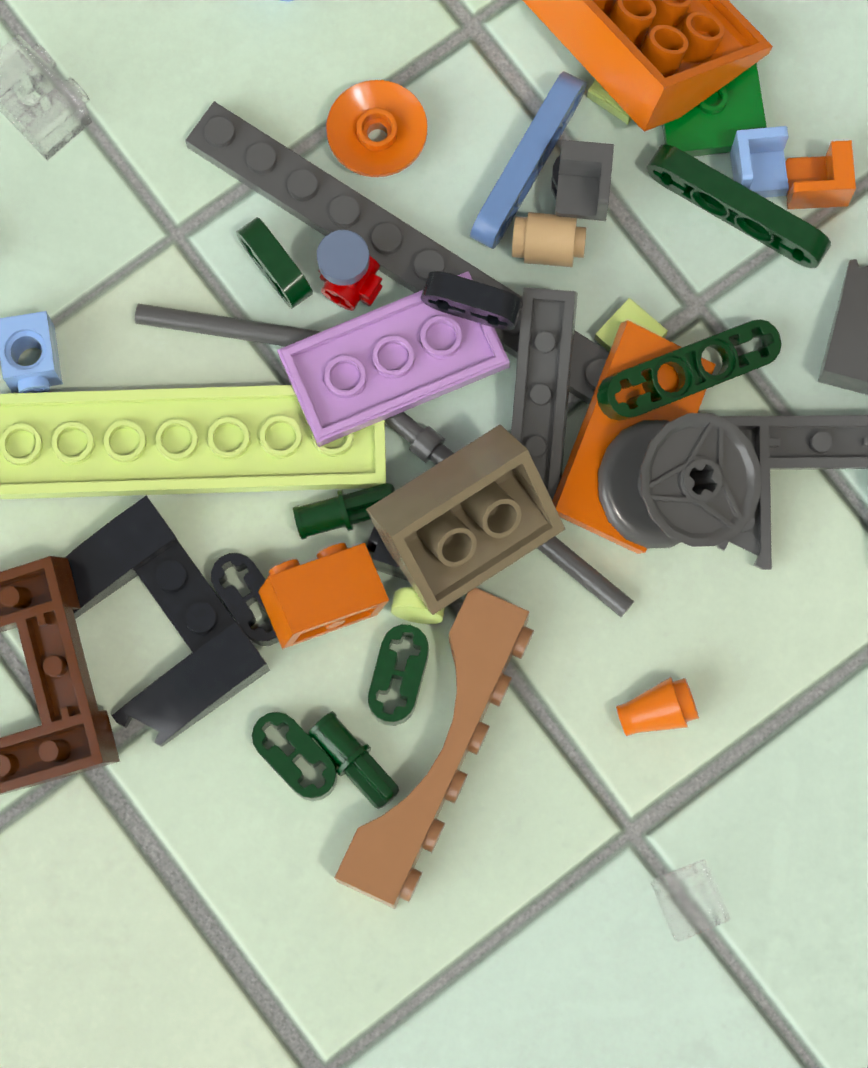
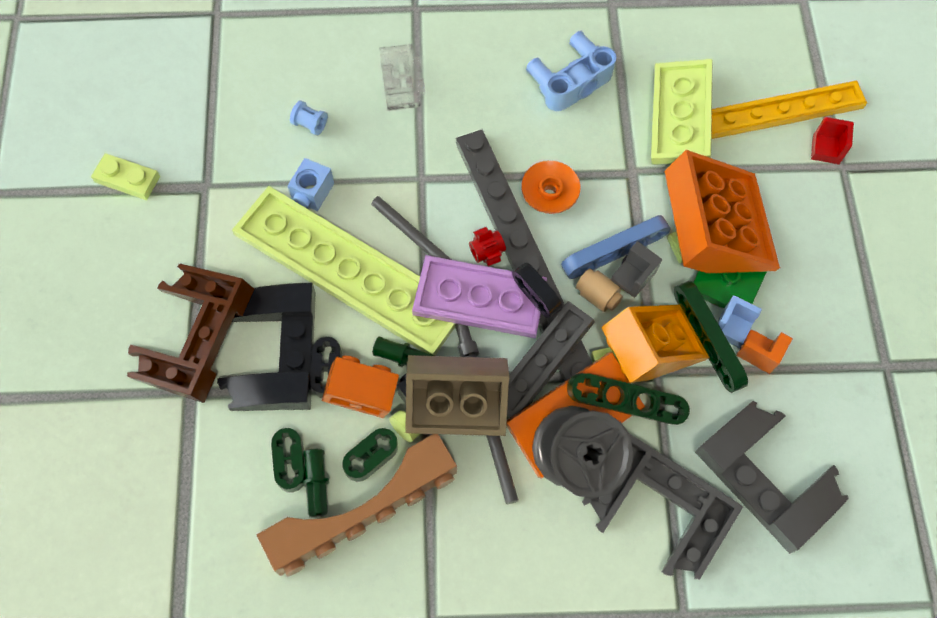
camera: 30 degrees right, 10 degrees down
(274, 262) = (456, 217): dark green beam -> none
(343, 257) = (487, 230): sand blue tile -> none
(659, 708) = (492, 566): orange cone -> none
(671, 266) = (653, 341): none -> light orange slope

